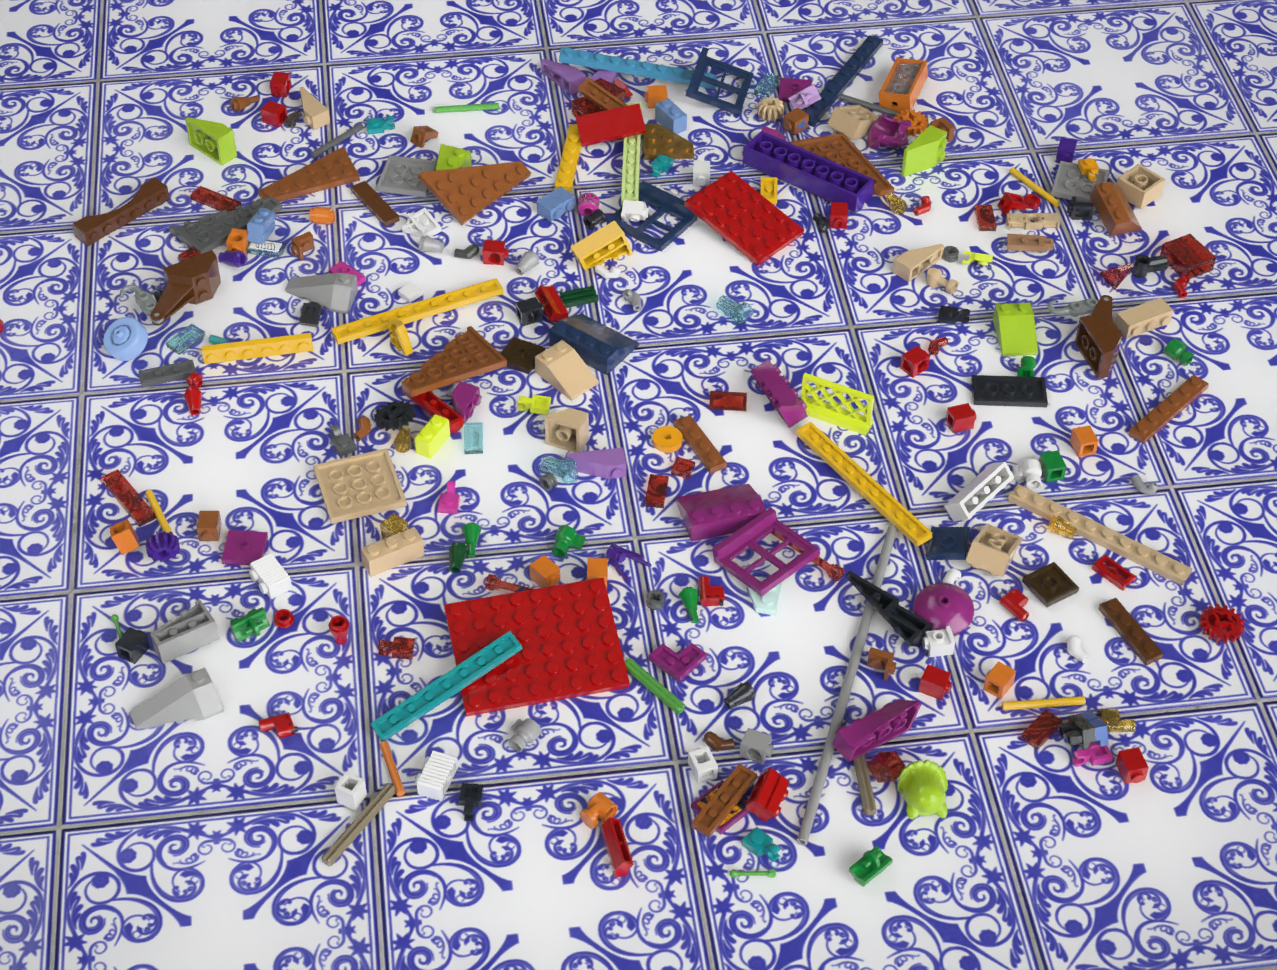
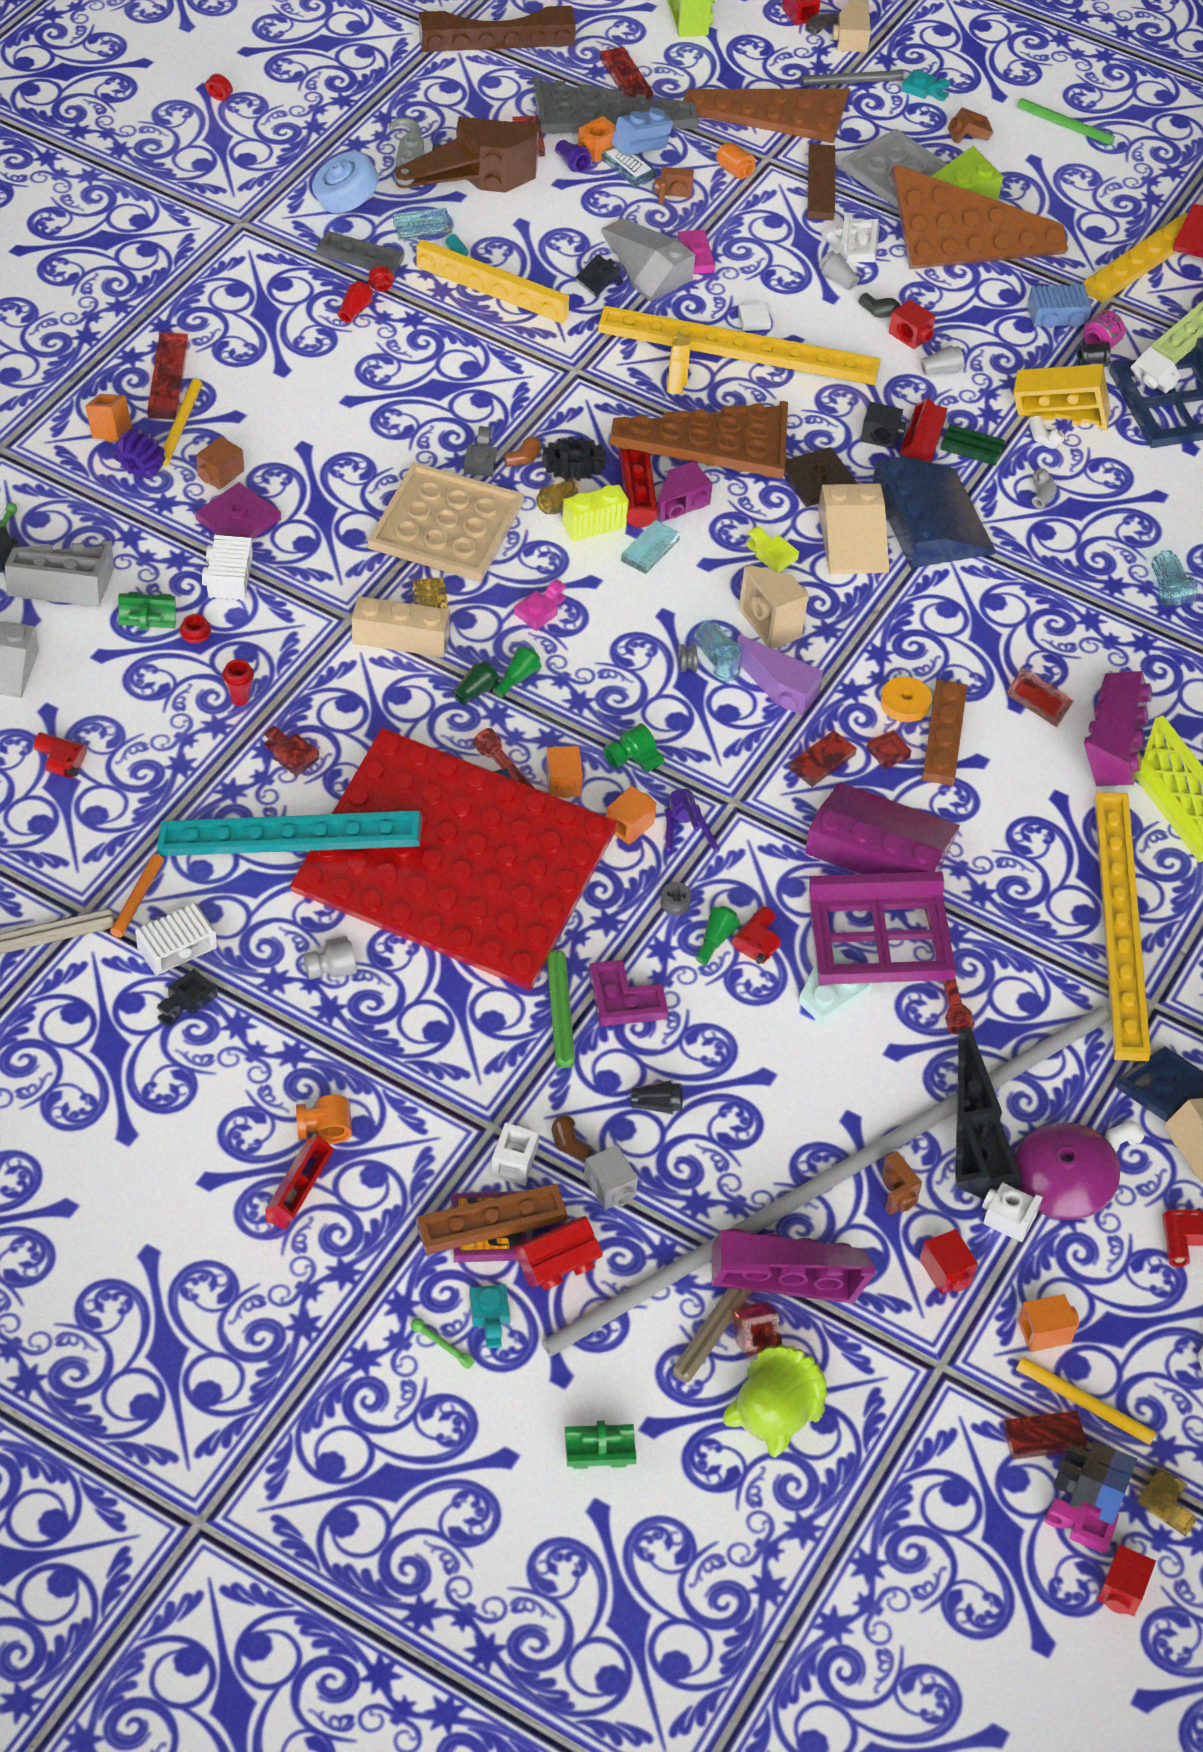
camera: 35 degrees right, 5 degrees up
(350, 790) = (52, 887): white brick -> none

